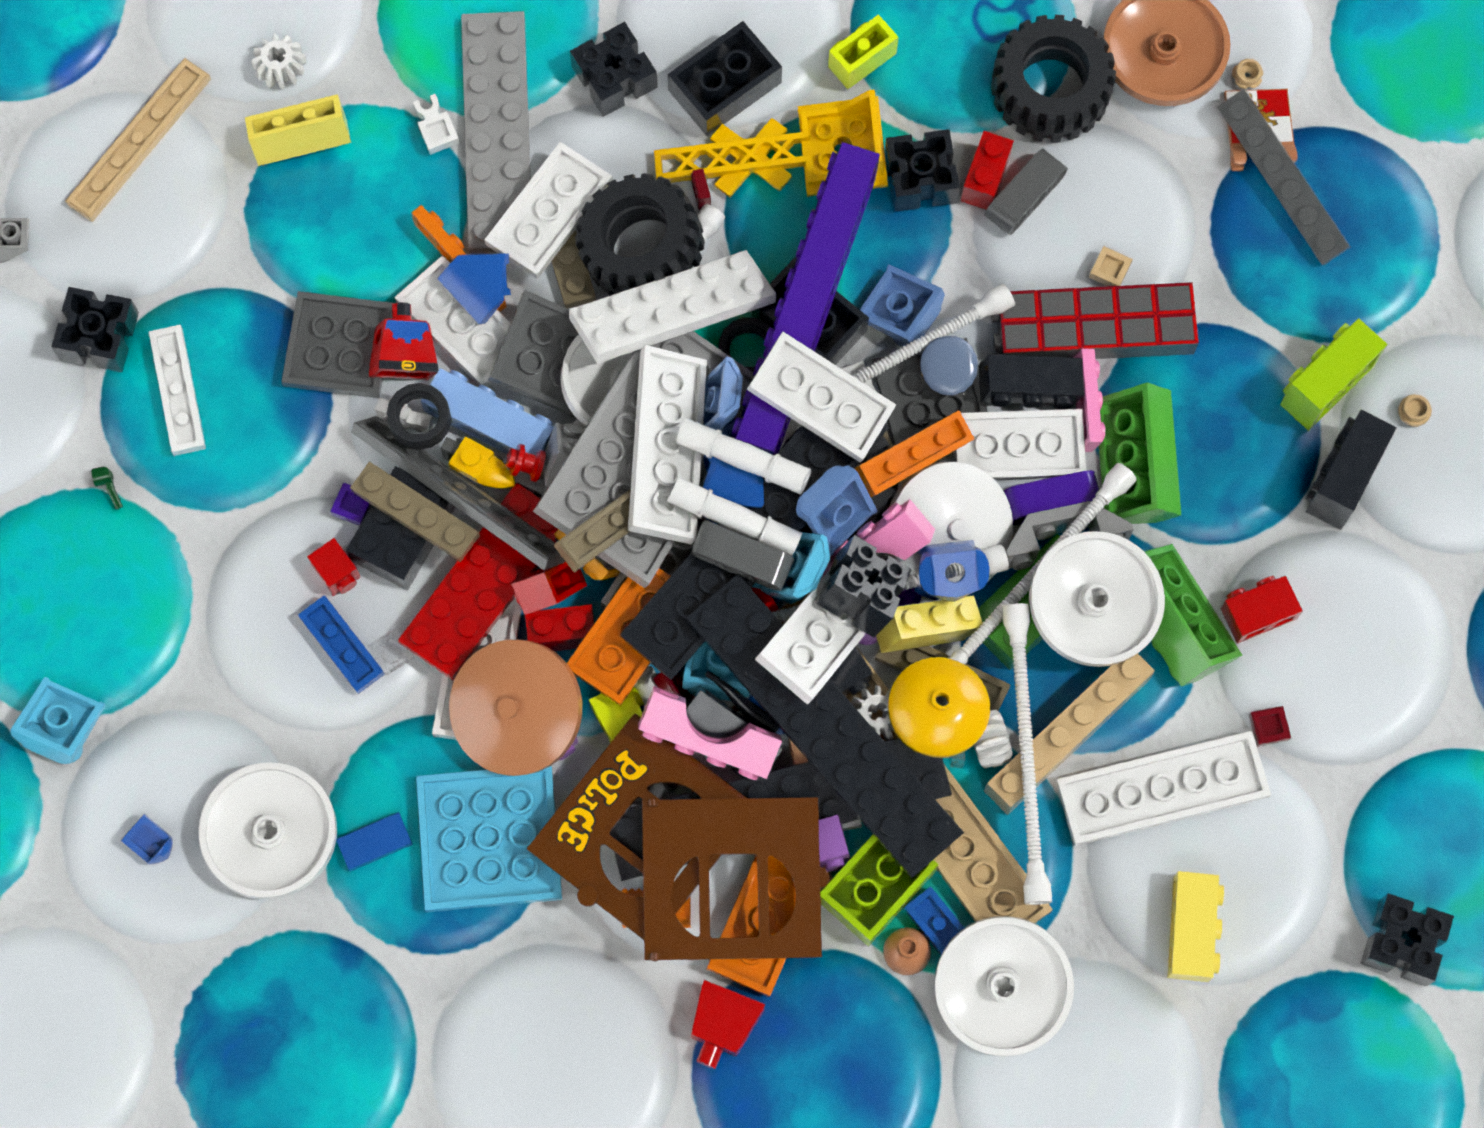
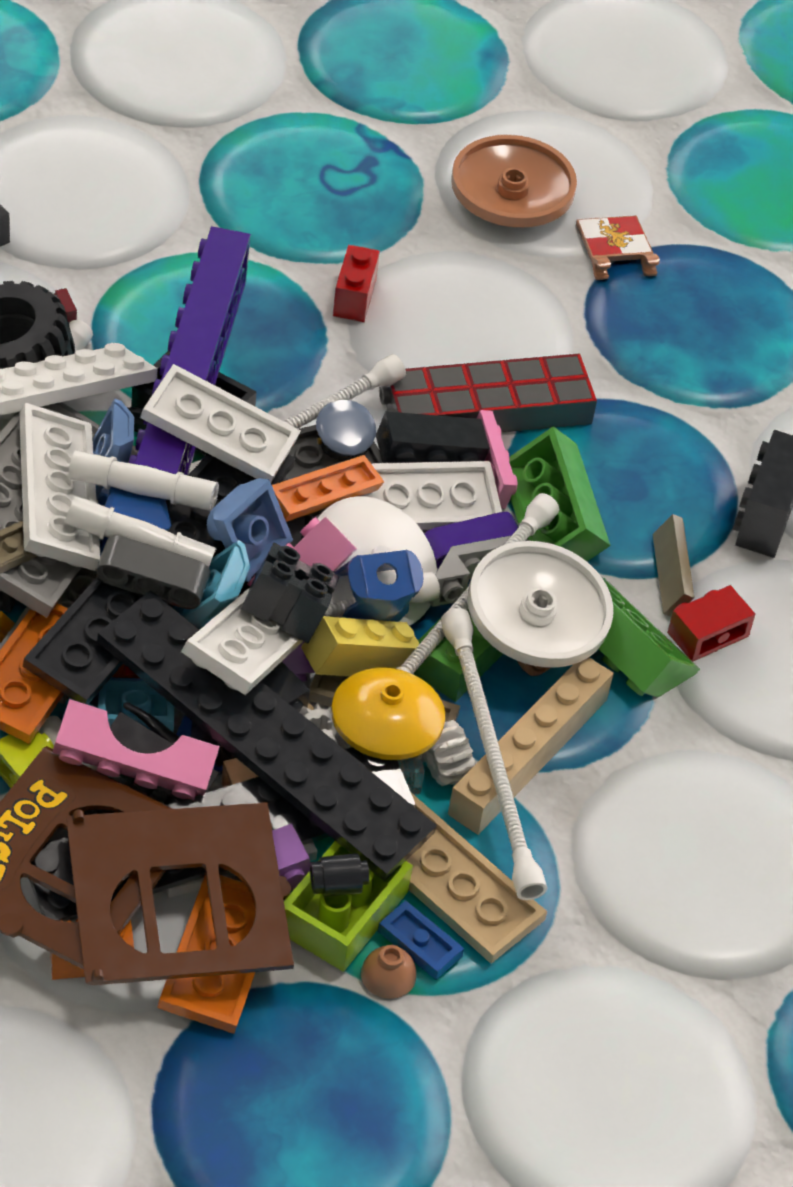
camera: 15 degrees left, 25 degrees down
(723, 1022) = (186, 1058): red torso -> none
(724, 78) = (79, 221): black brick -> none
(821, 130) = (99, 289): yellow piece -> none
(862, 51) = (216, 196): neon yellow brick -> none
(871, 876) = (339, 875): none -> black brick
(903, 306) = (290, 388): medium blue slope -> none
(933, 156) = (290, 283): black brick -> none
(1004, 986) = (507, 987): white dish -> none
(1026, 191) = (398, 299): dark grey beam -> none
(1062, 42) = (415, 182): black tyre -> none
(1110, 267) = (494, 350): tan plate -> none
(1163, 788) = (642, 791): white plate -> none
(1194, 926) = (707, 916): light yellow brick -> none
(1238, 540) = (673, 564): none -> dark tan tile
(1247, 66) = (596, 204): tan plate -> none
(1270, 726) = (744, 729): dark red tile -> none
(1284, 177) = (650, 275): dark grey plate -> none
(1332, 373) = (736, 418): lime brick -> none

